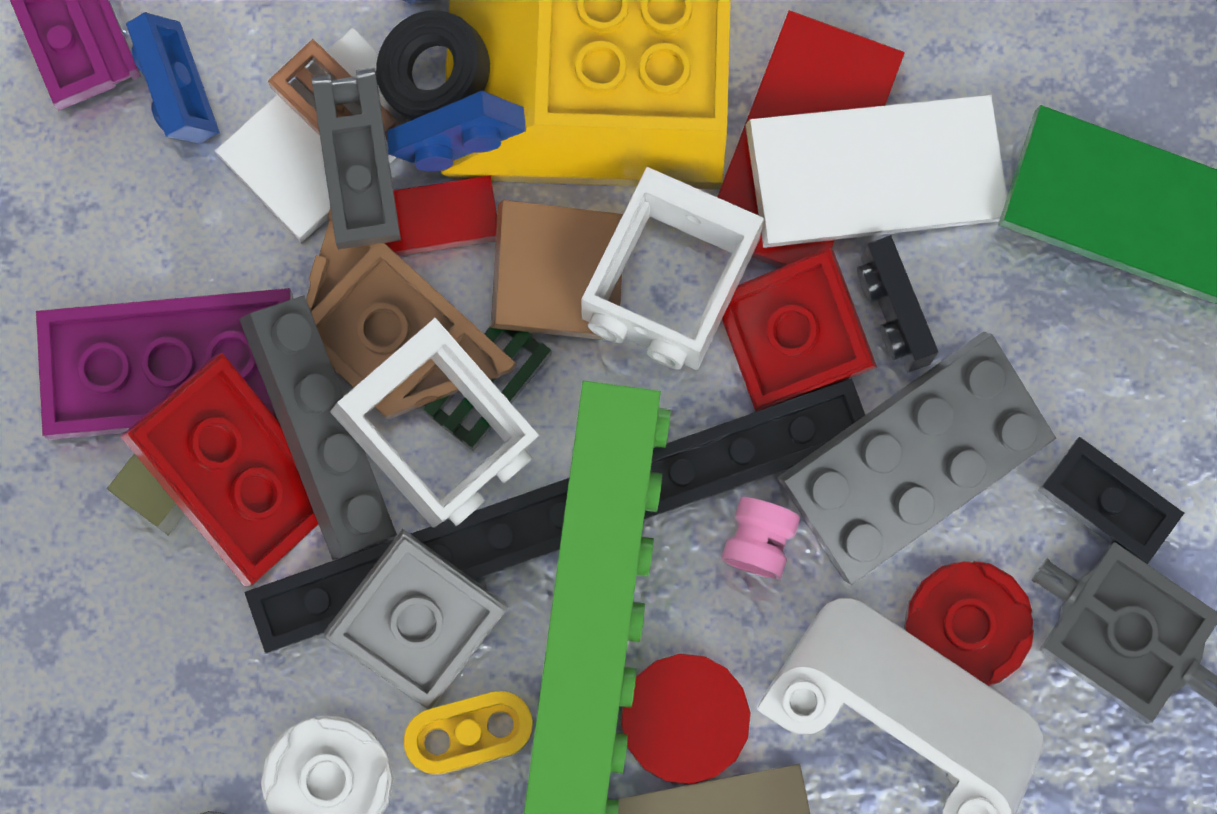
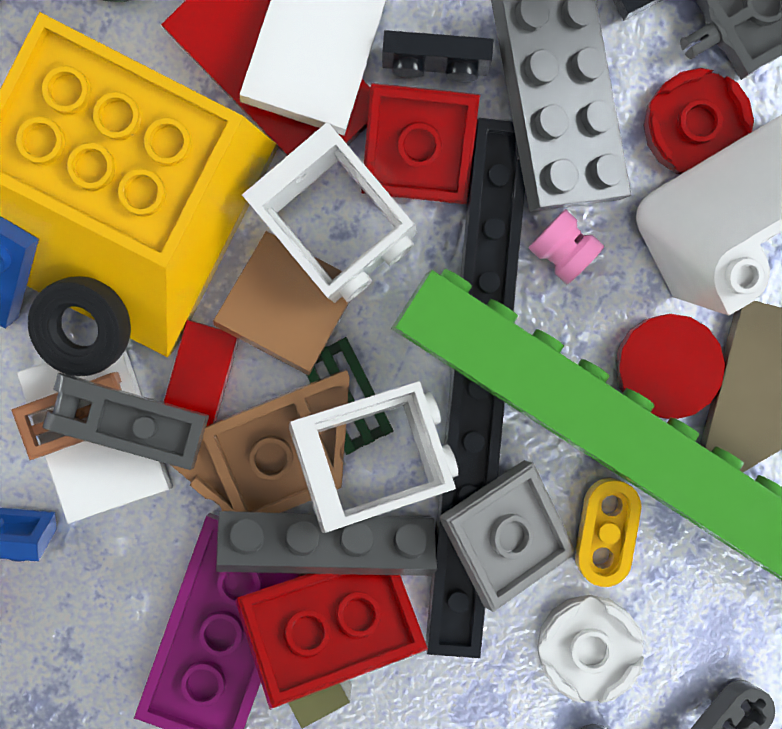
camera: 65 degrees left, 10 degrees up
(455, 131) = (140, 331): blue plate -> none

